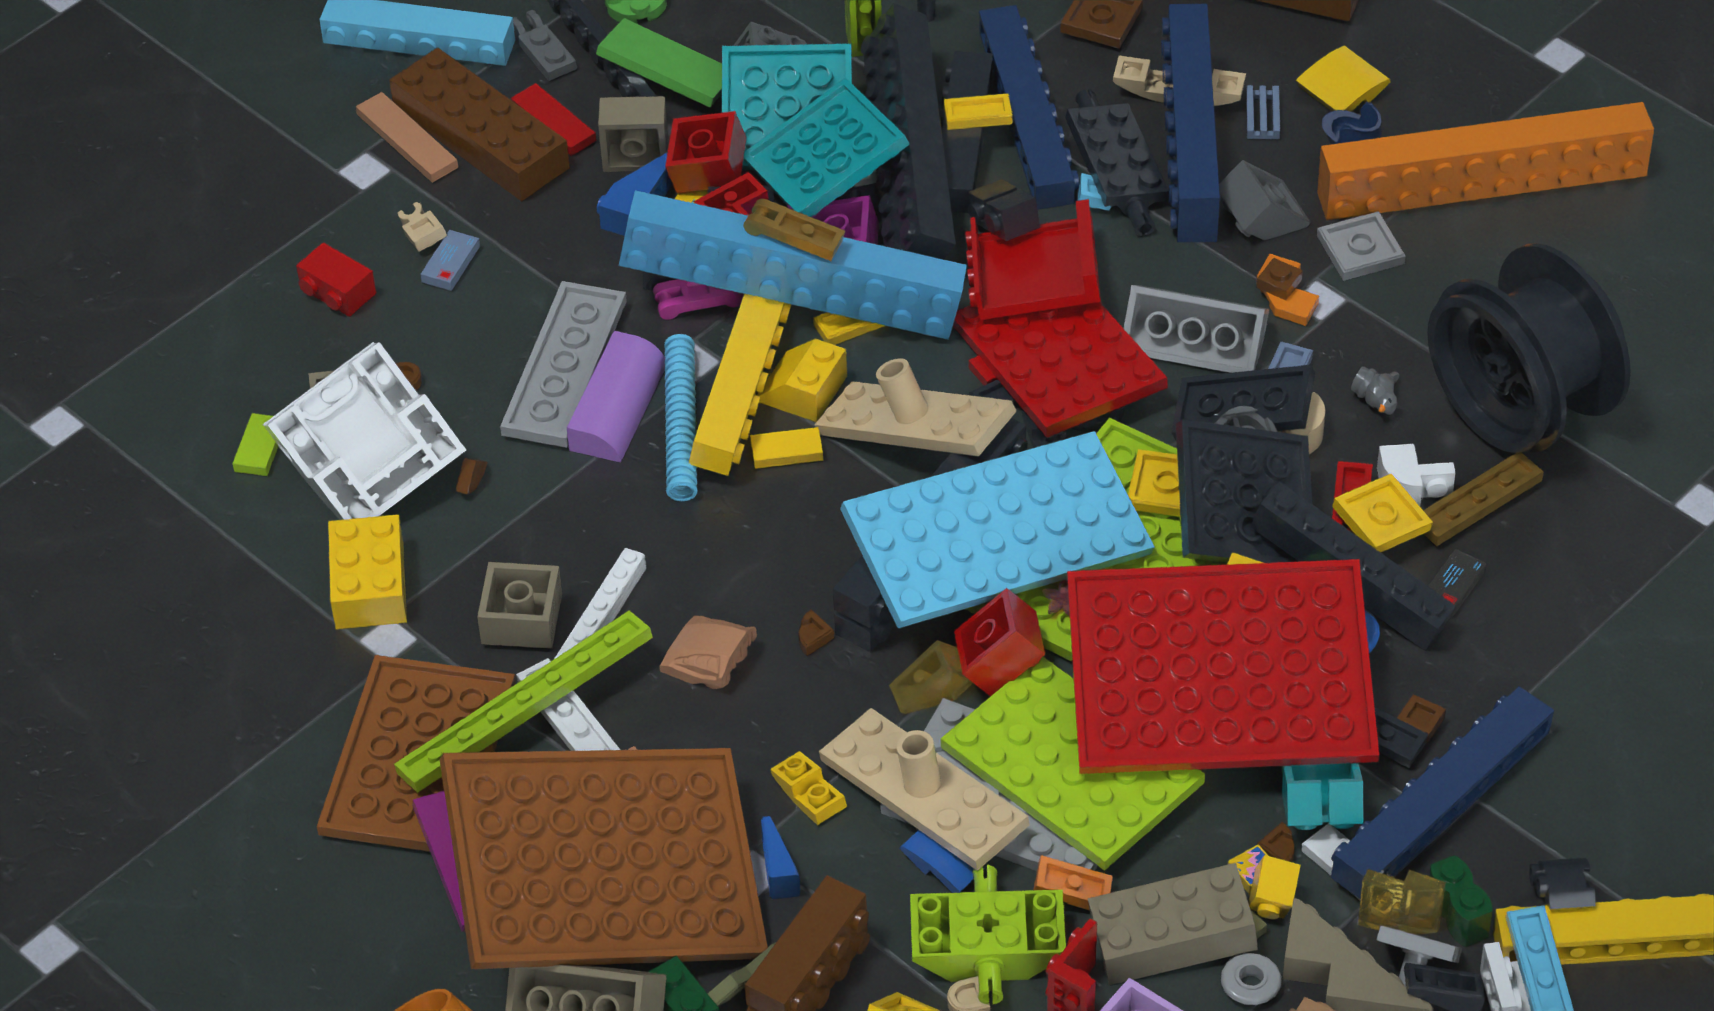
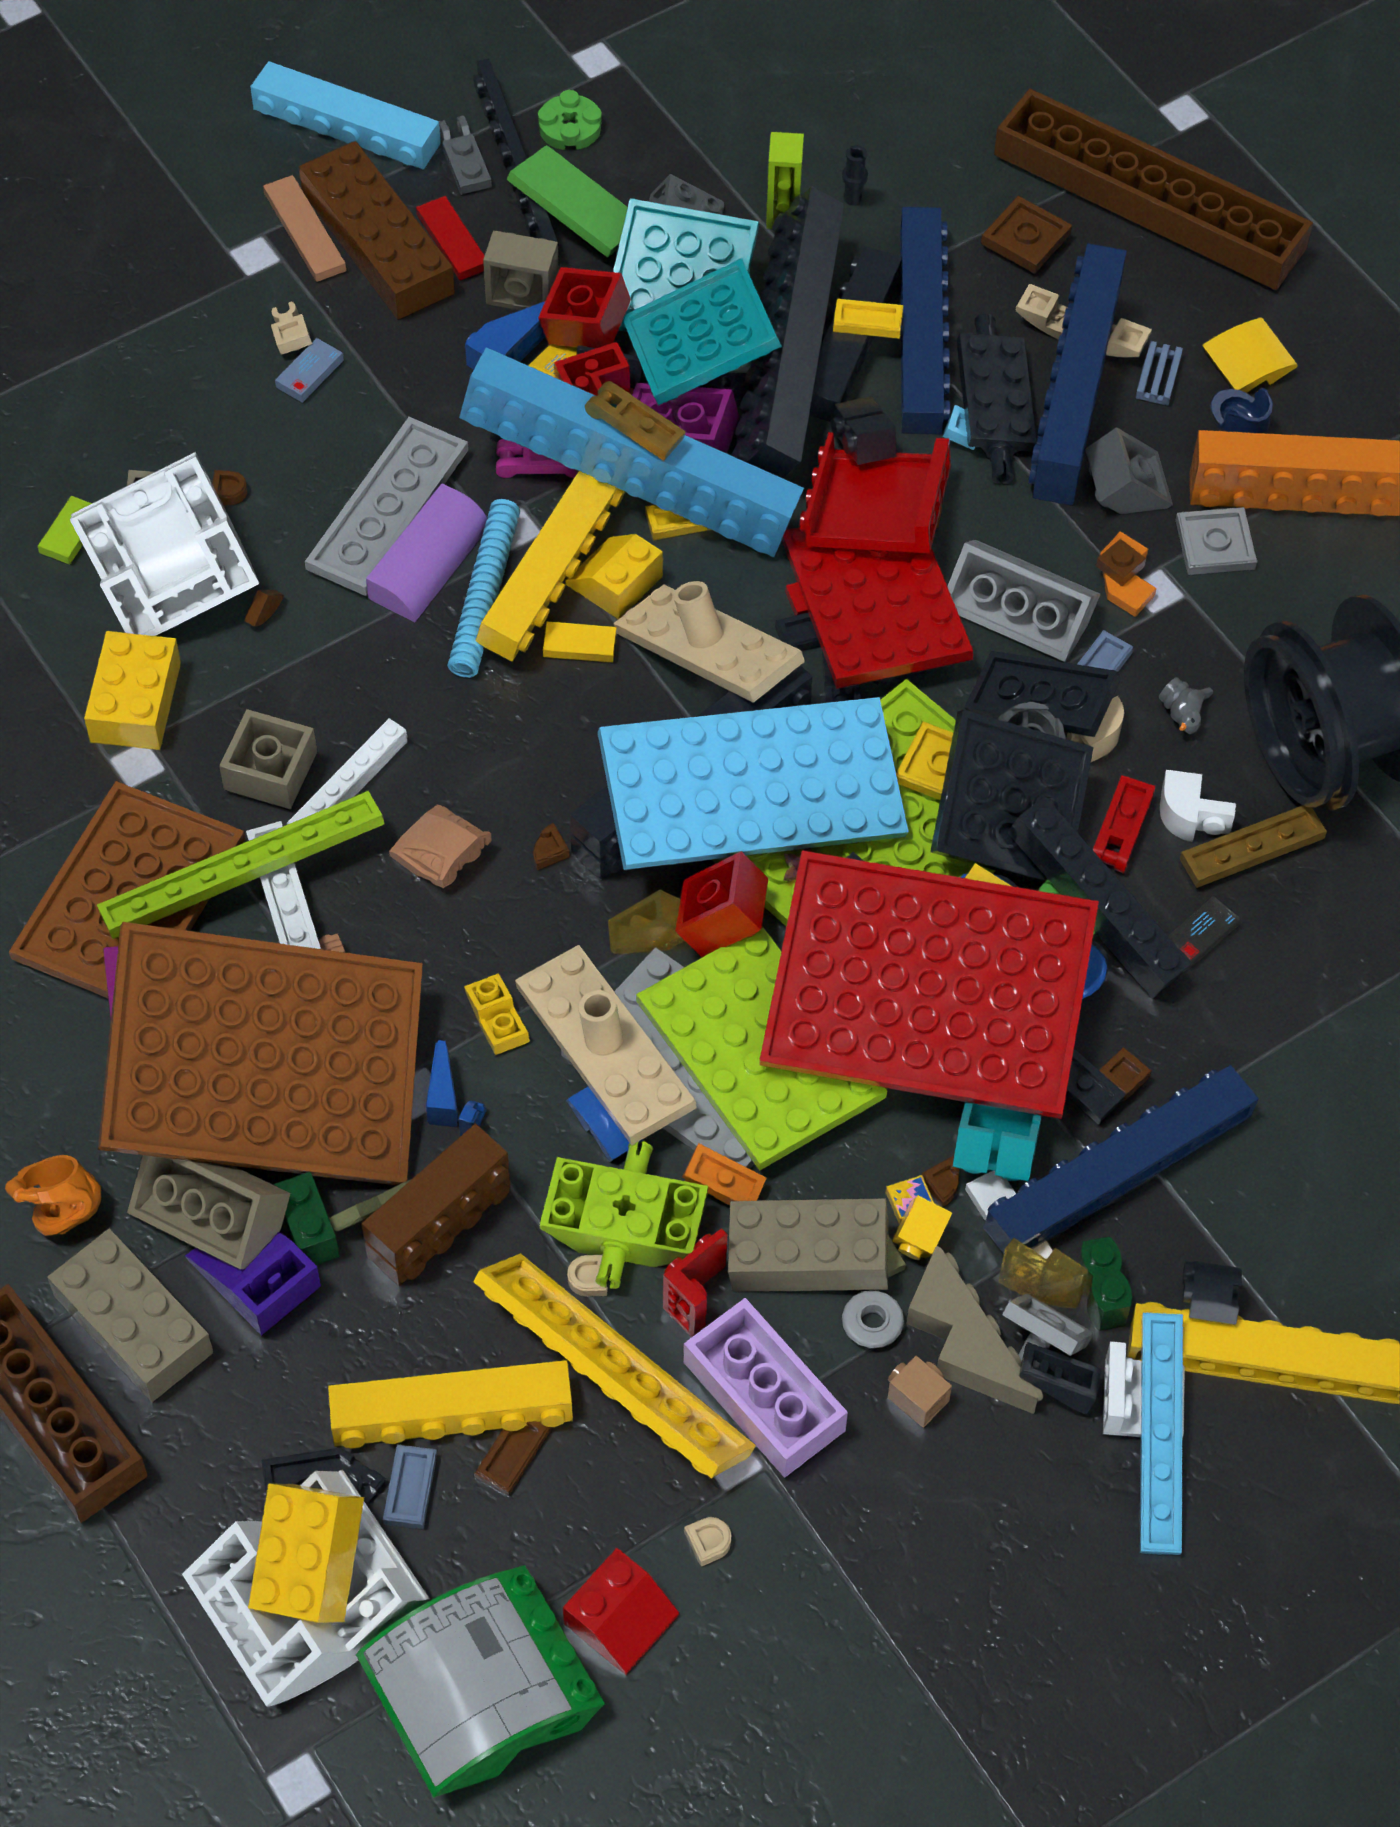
camera: 10 degrees right, 10 degrees up
(336, 279) = (190, 369): red brick -> none
(812, 880) = (472, 1113): none -> blue tile
(1382, 513) = (1147, 845): yellow plate -> none

